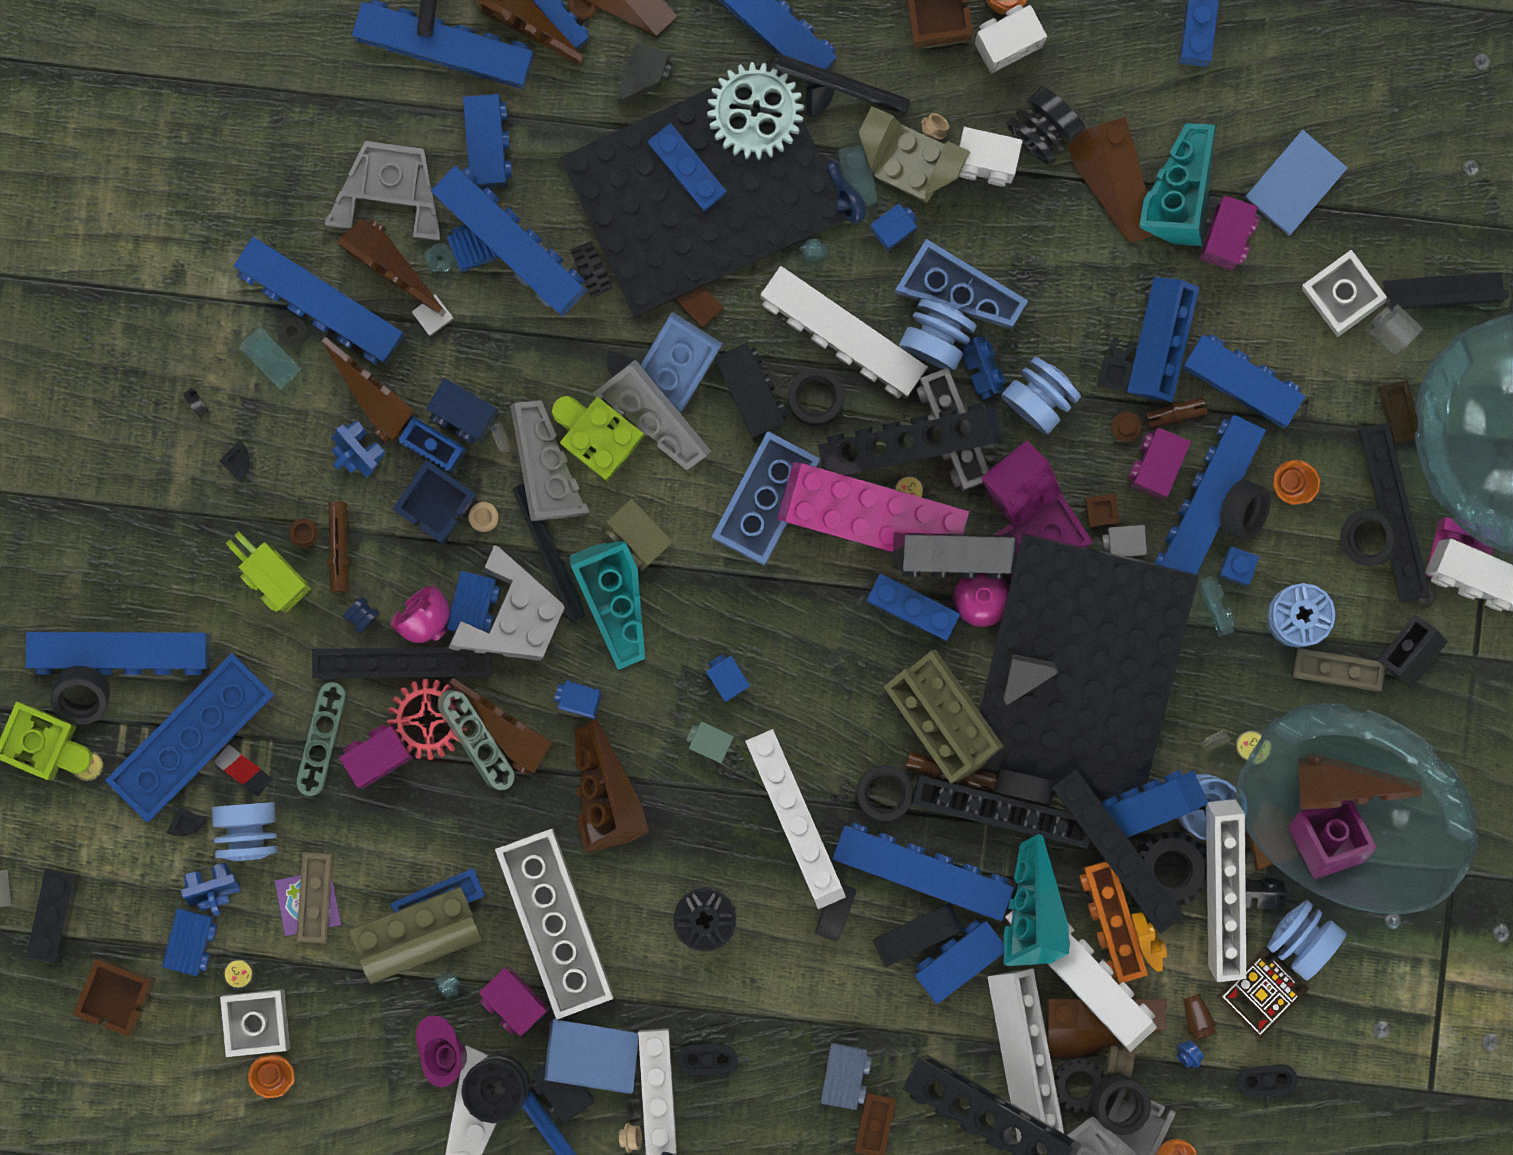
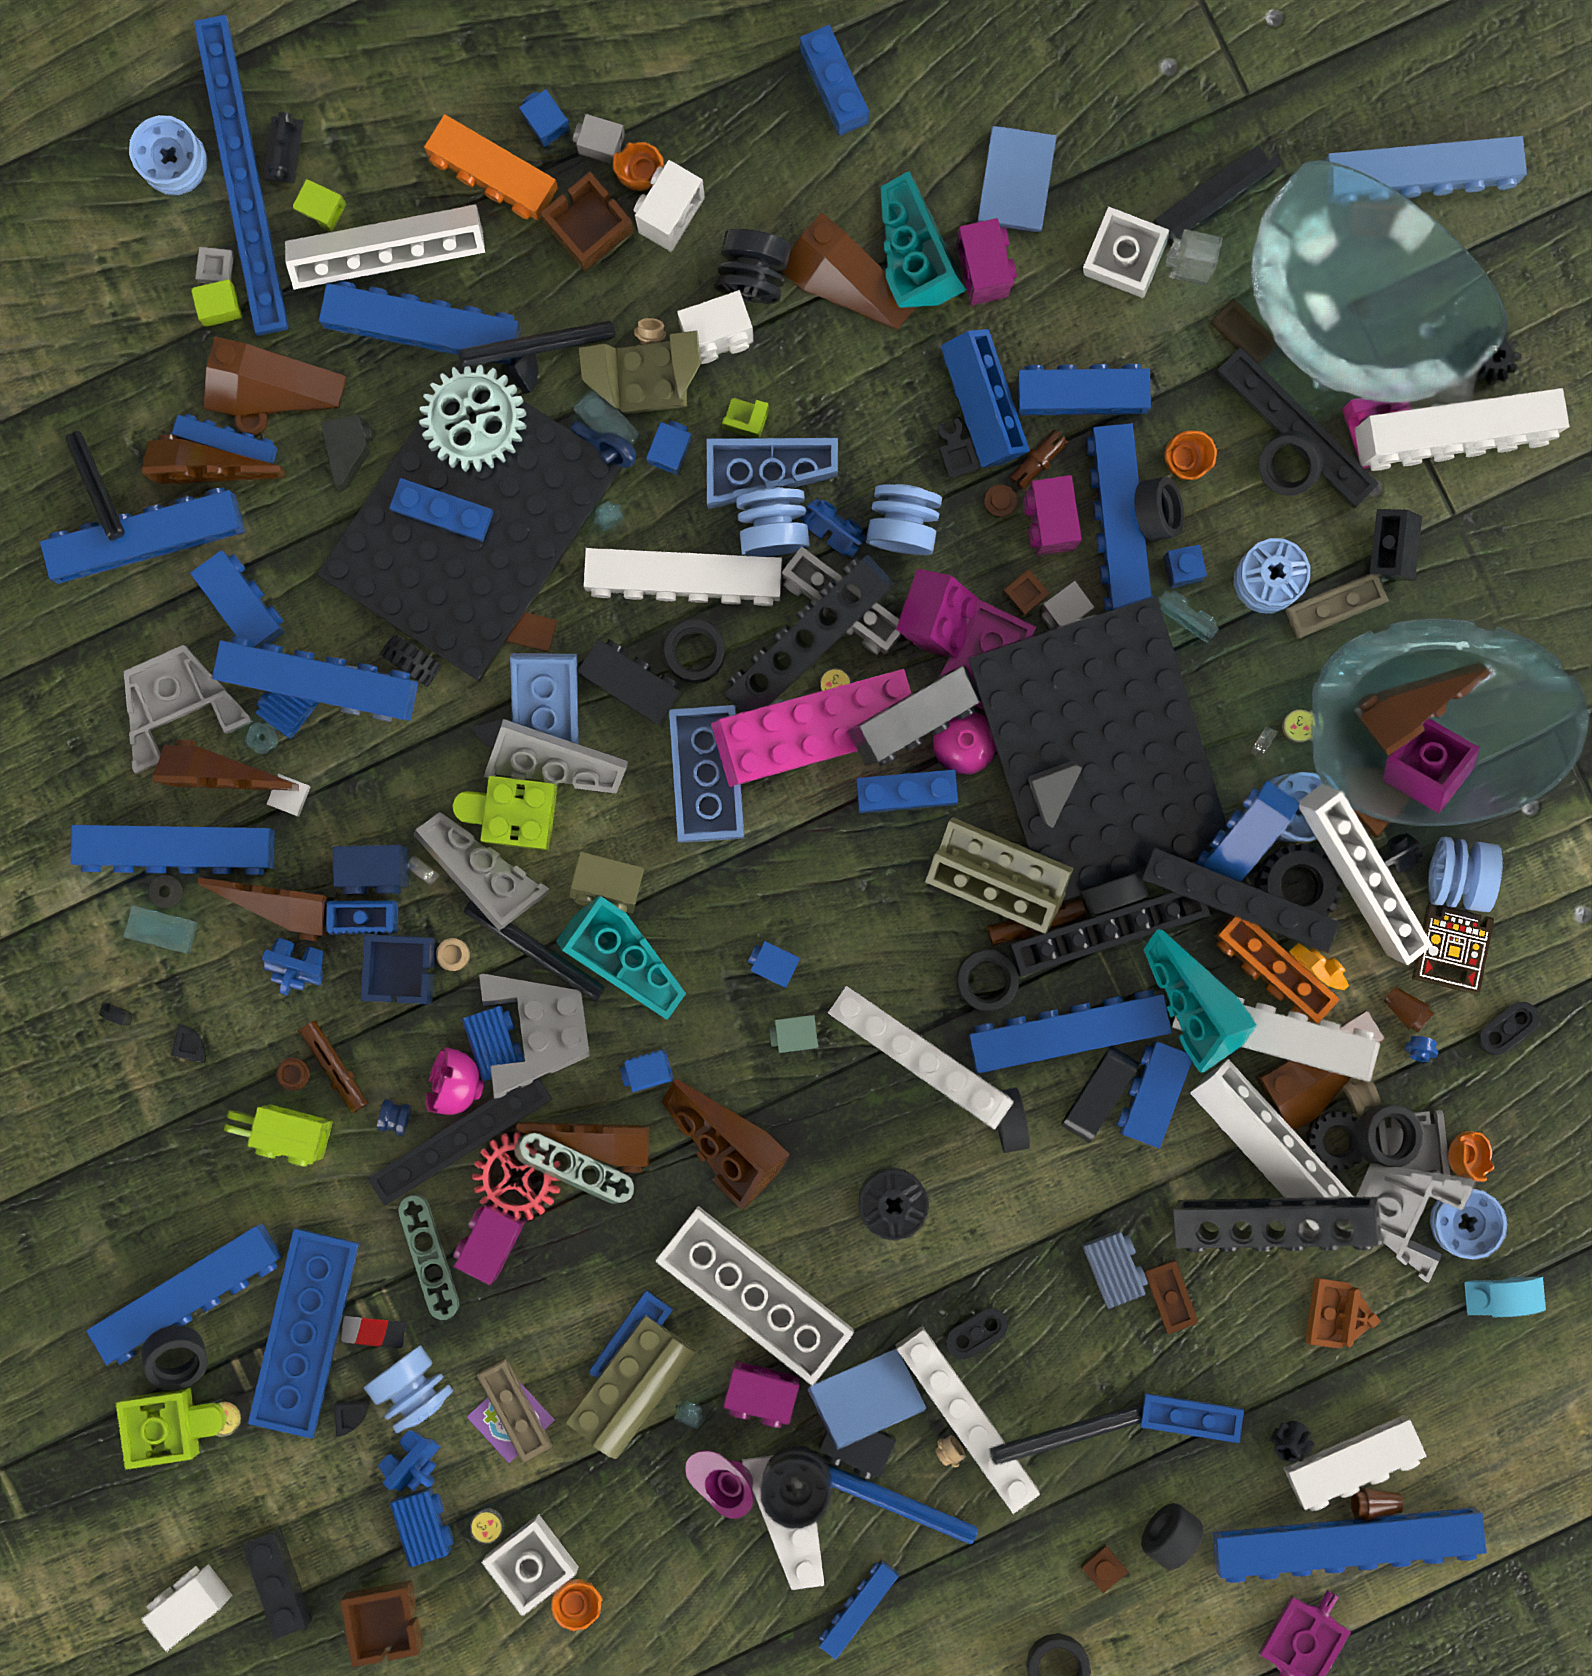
camera: 30 degrees left, 0 degrees up
(968, 240) = (746, 418): none -> lime panel

